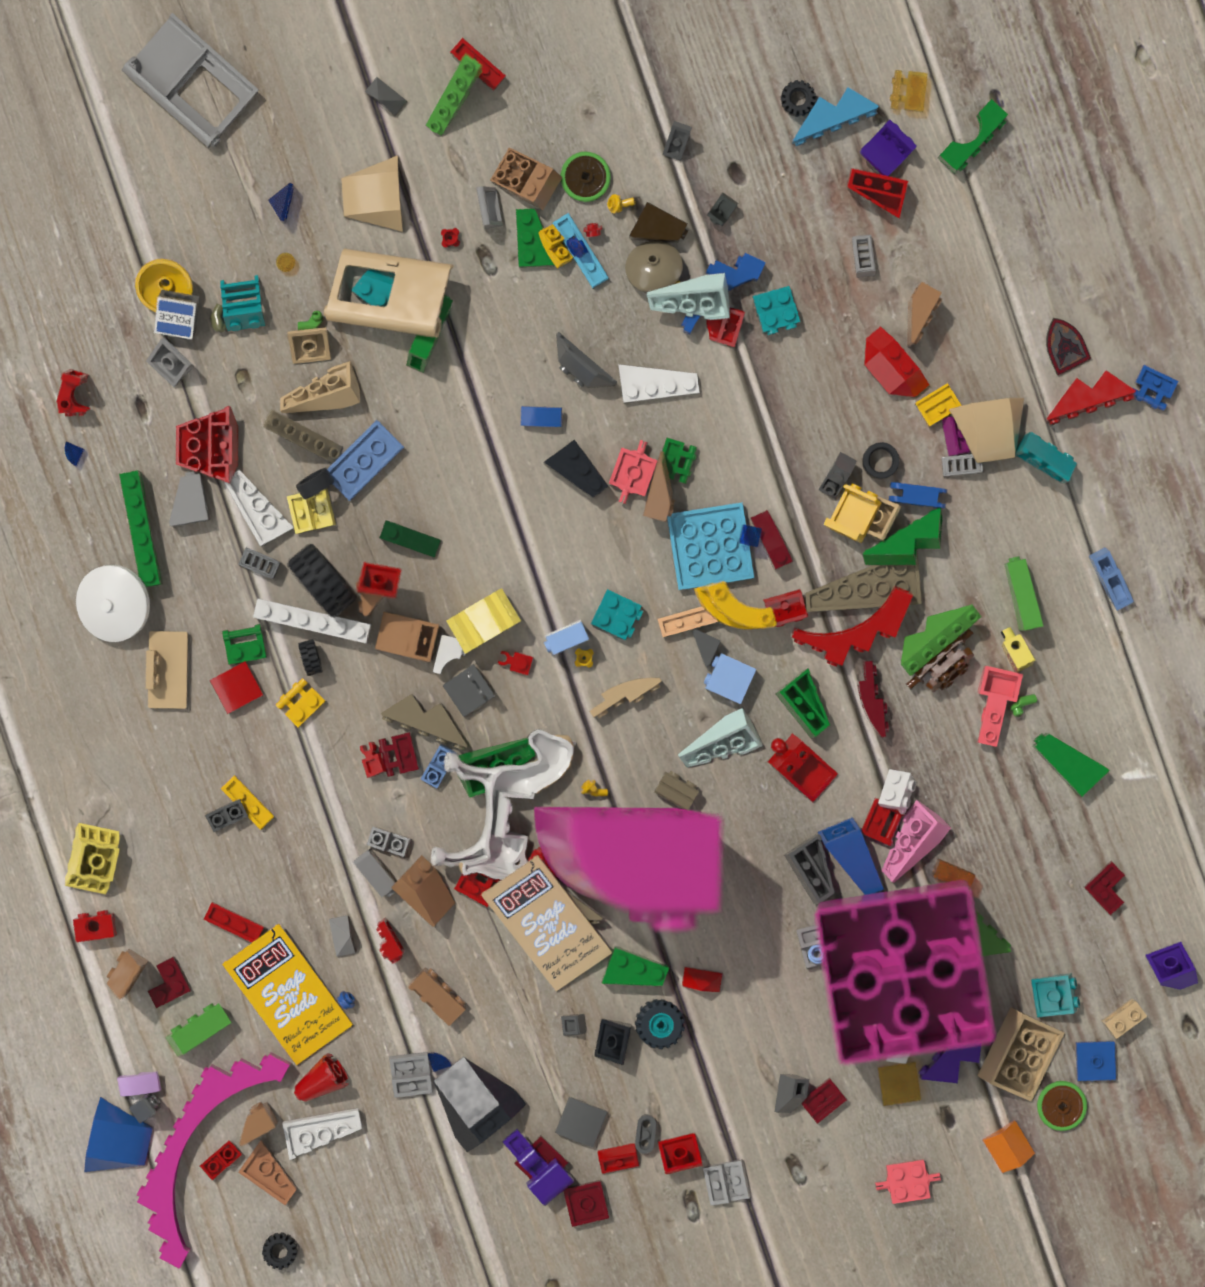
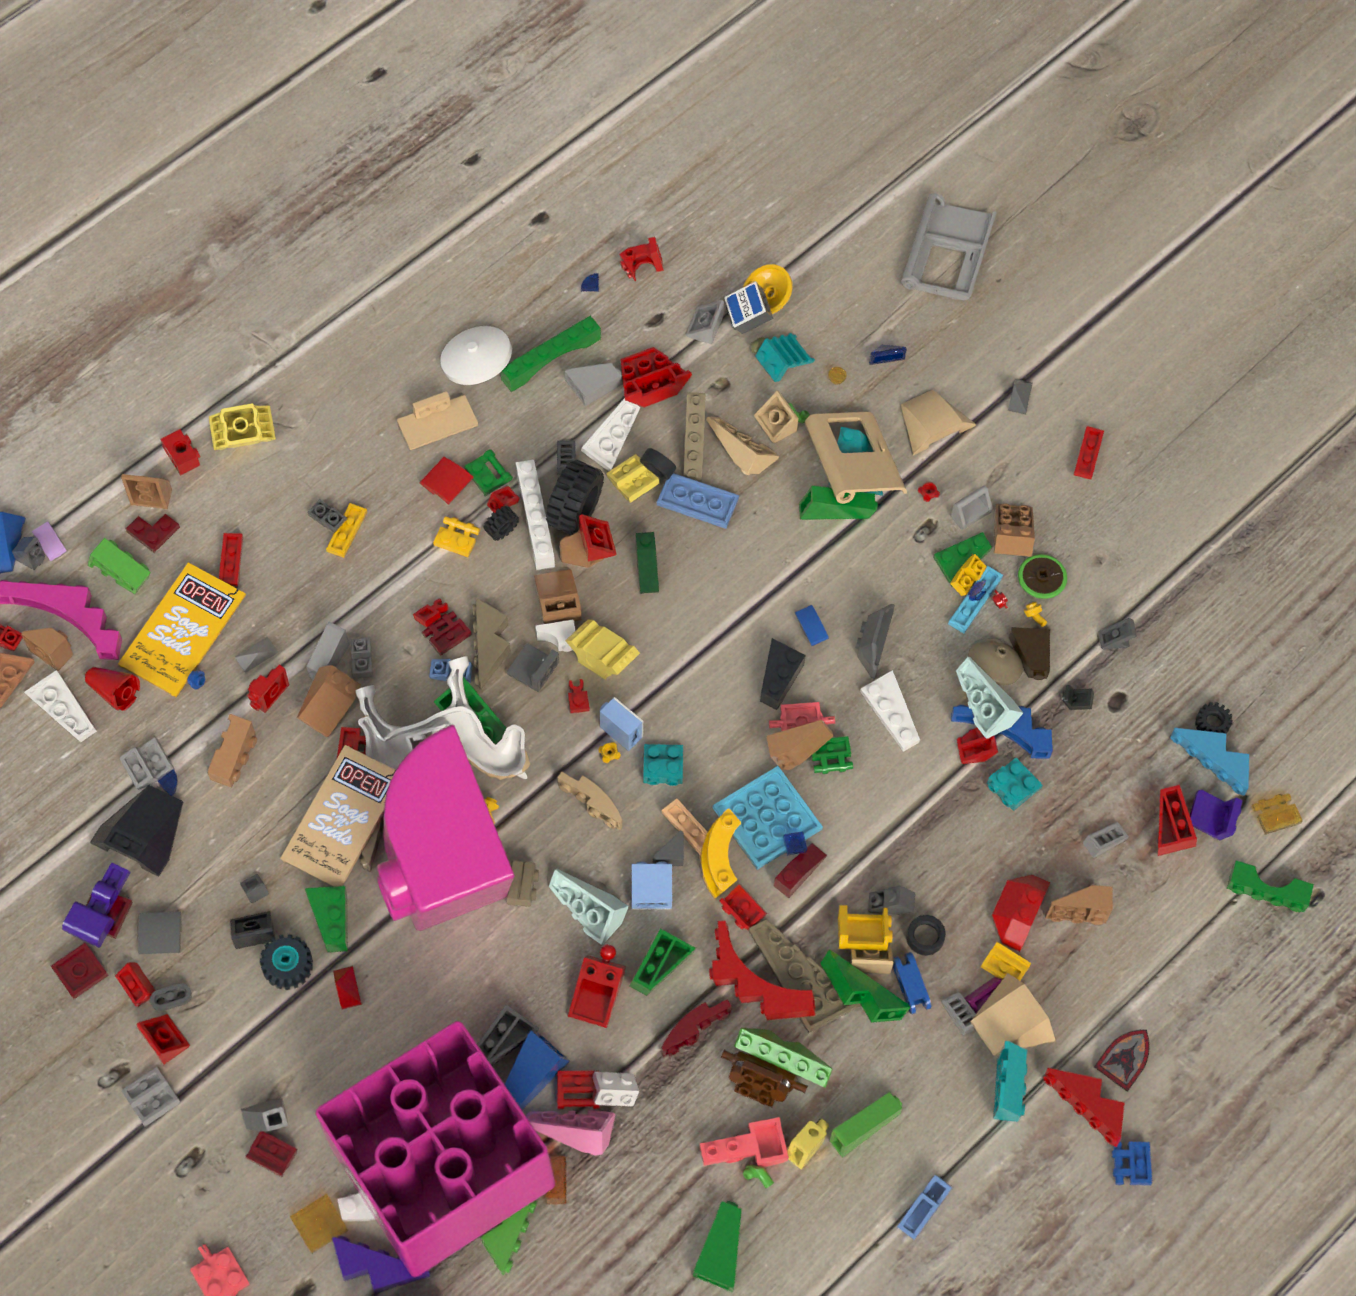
camera: 65 degrees right, 25 degrees down
(282, 644) = (502, 497): none -> red bracket
(454, 95) = (1055, 440): bright green slope -> none

